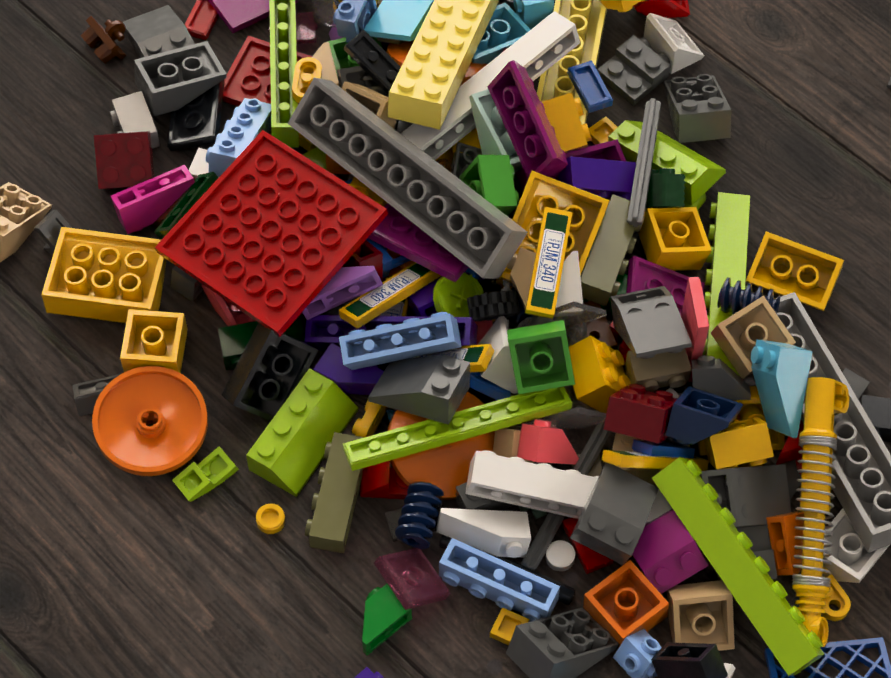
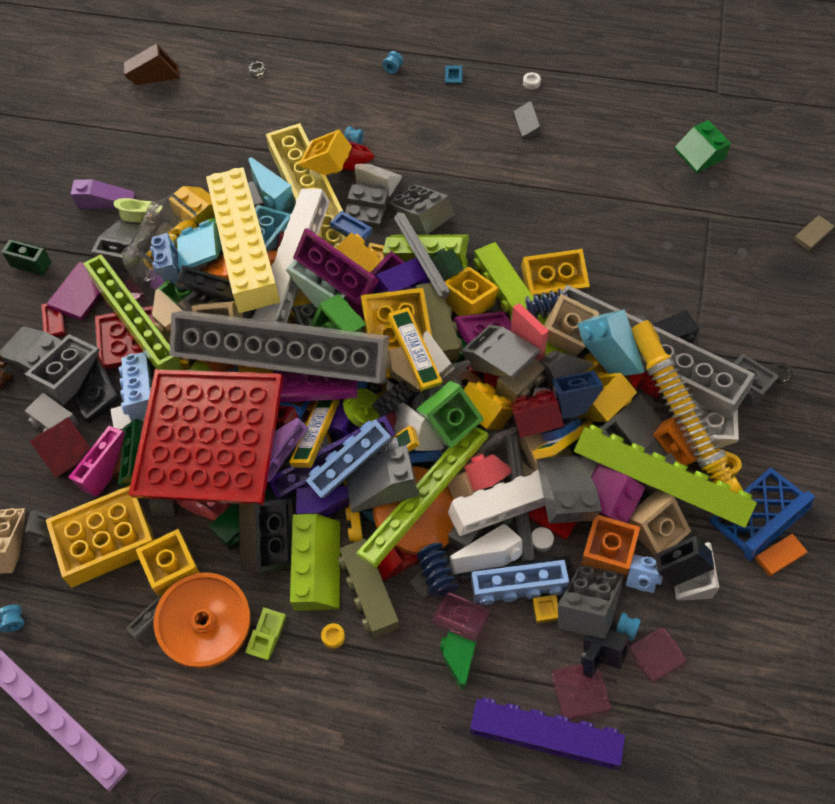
camera: 30 degrees left, 0 degrees up
(304, 72) = (160, 319): yellow plate -> none

